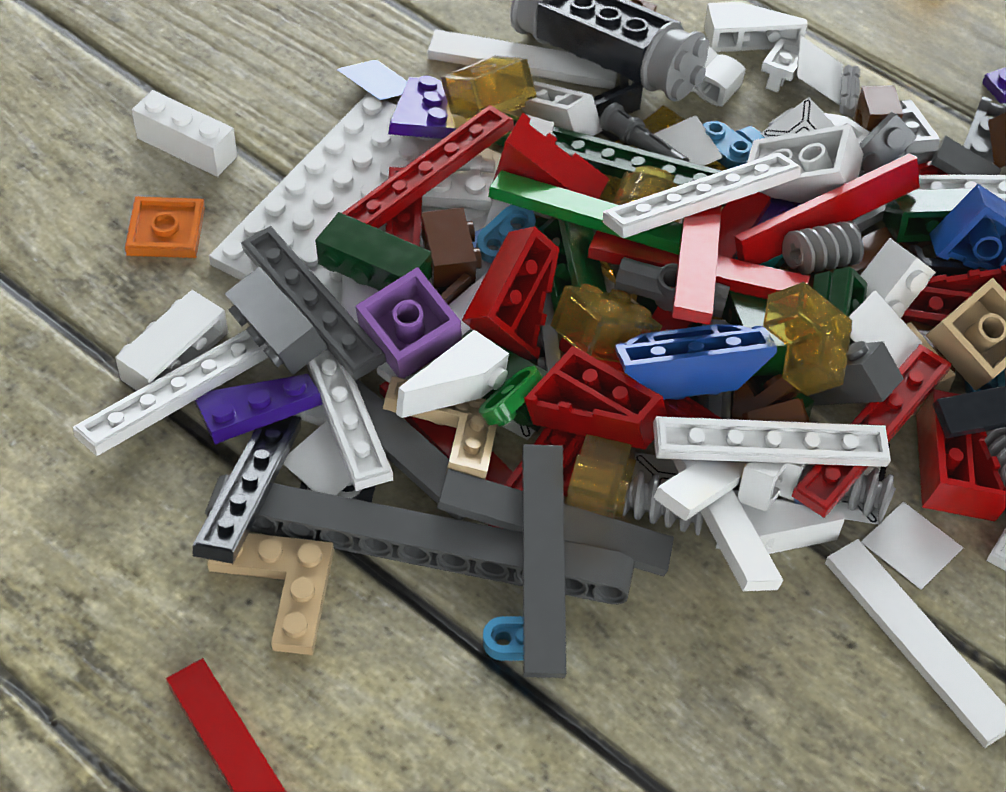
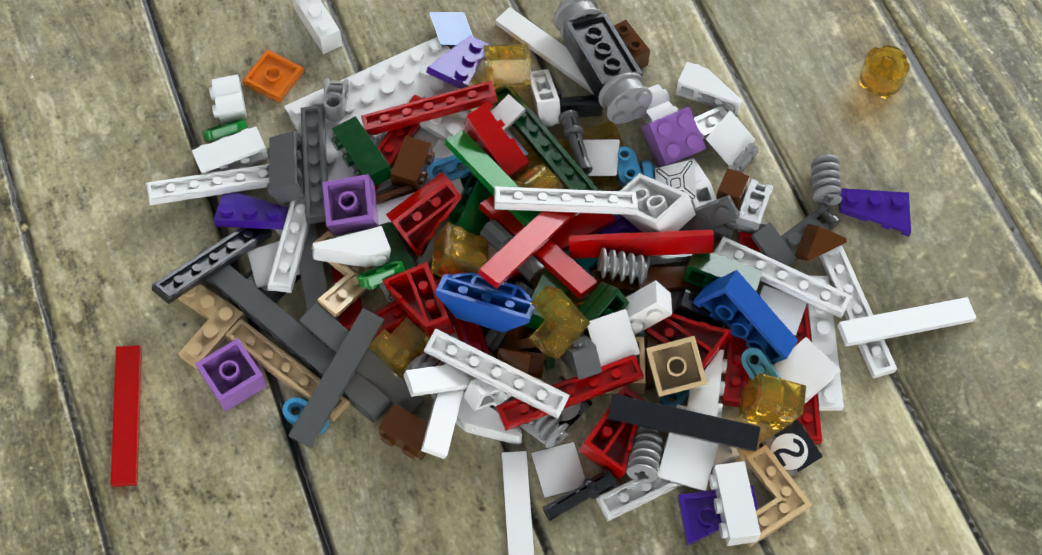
camera: 30 degrees right, 10 degrees up
(122, 277) = (228, 99): none -> white brick
(133, 324) = (230, 128): none -> green plate
(283, 212) = (335, 99): none -> light grey piece
(378, 631) = (231, 375): none -> medium lavender brick
(425, 587) = (280, 363): none -> tan tile
(684, 590) = (404, 431): none -> reddish brown brick
(757, 88) = (673, 137): none -> medium lavender brick
(965, 70) = (826, 180): none -> light grey piece
(974, 546) = (589, 489): none -> black pin

